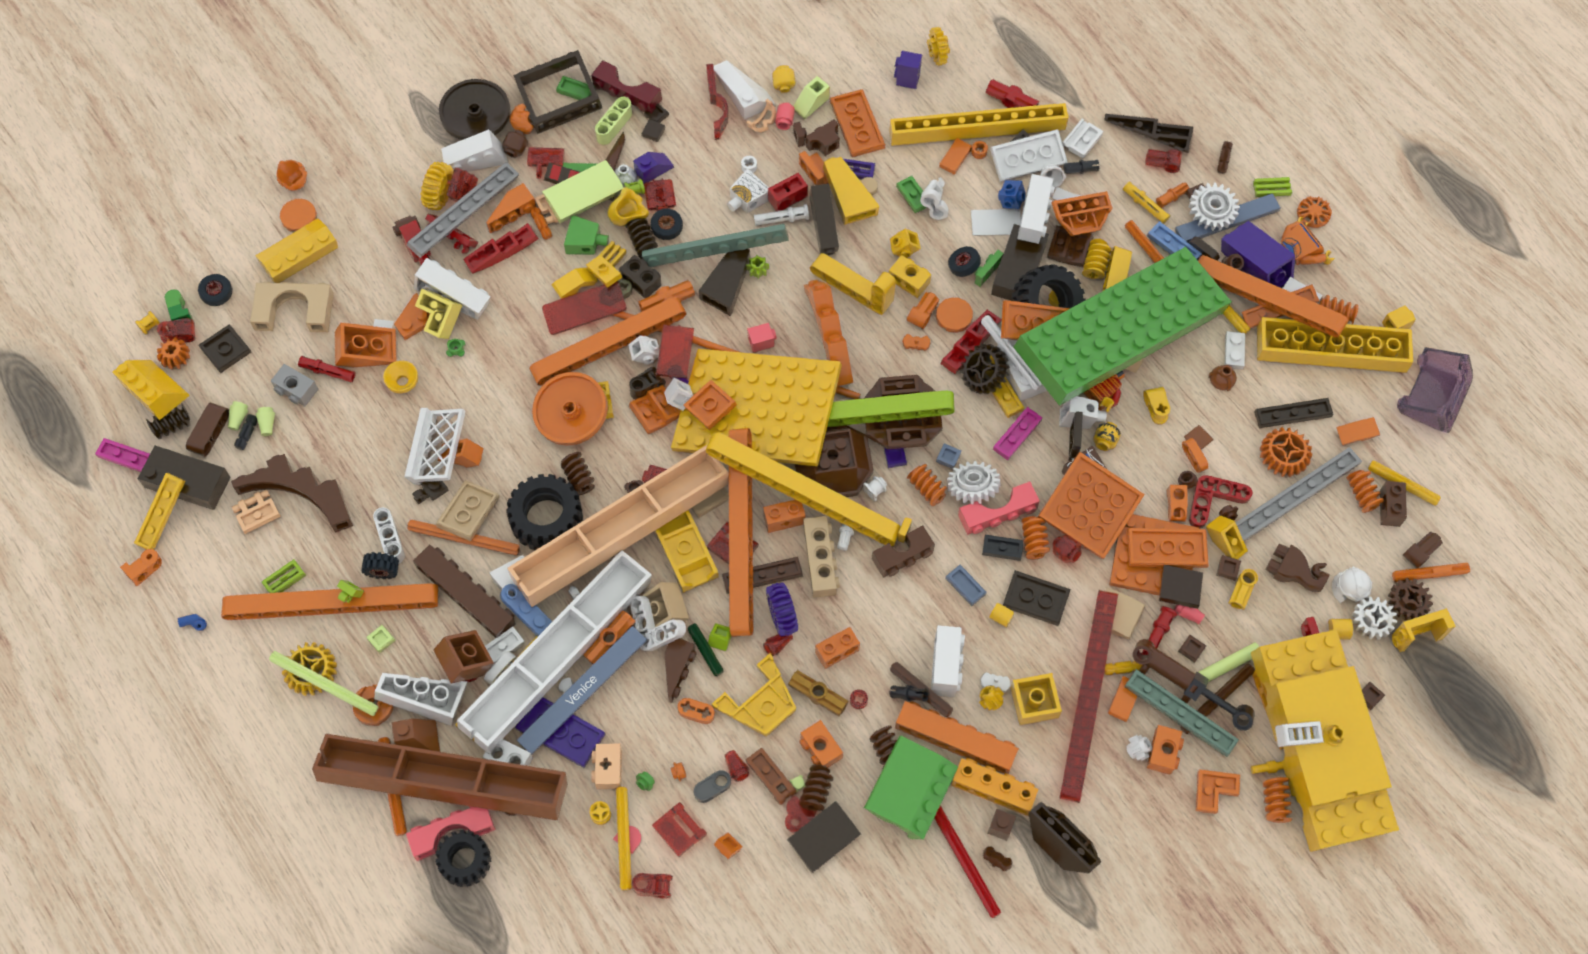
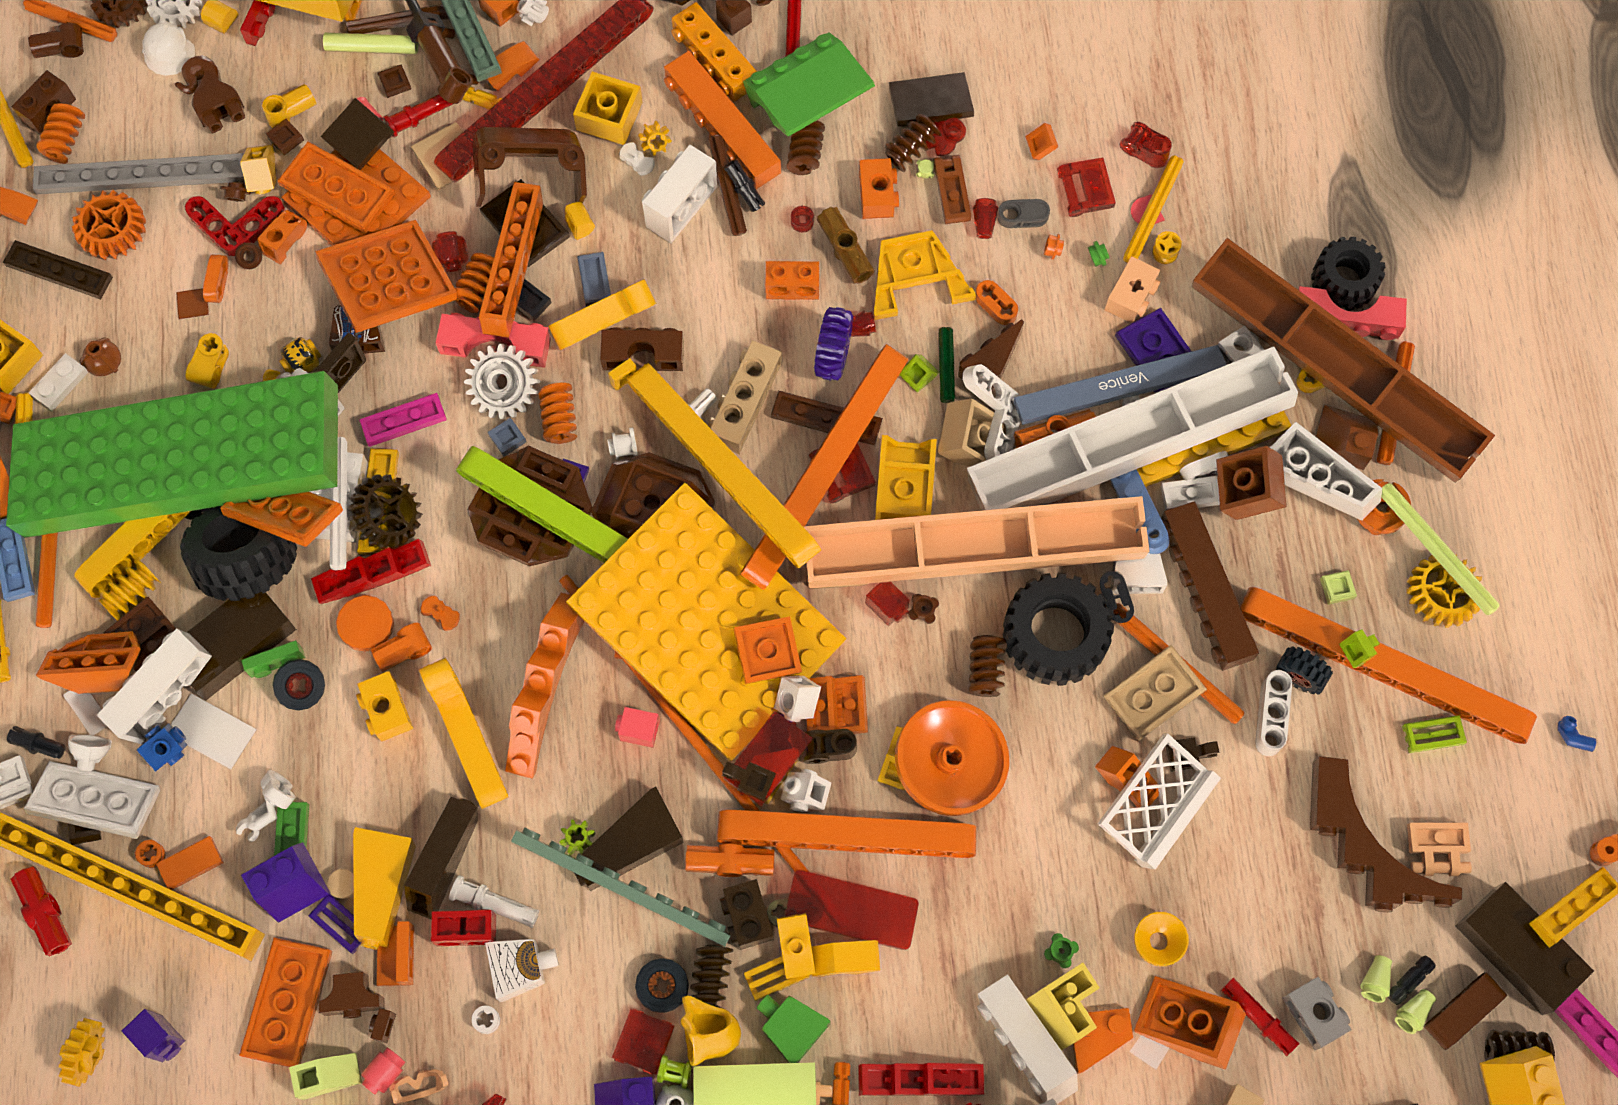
camera: 150 degrees left, 5 degrees up
(520, 545) = (1123, 594): none -> black beam
(674, 330) = (753, 780): none -> dark brown plate
(783, 515) = (766, 466): orange brick -> none
(898, 166) = (286, 883): none -> dark purple slope
(905, 243) = (358, 754): yellow brick -> none
(942, 559) = (602, 314): none -> yellow beam
(1019, 551) = (511, 260): none -> orange brick
(1064, 633) = (495, 143): none -> reddish brown windscreen

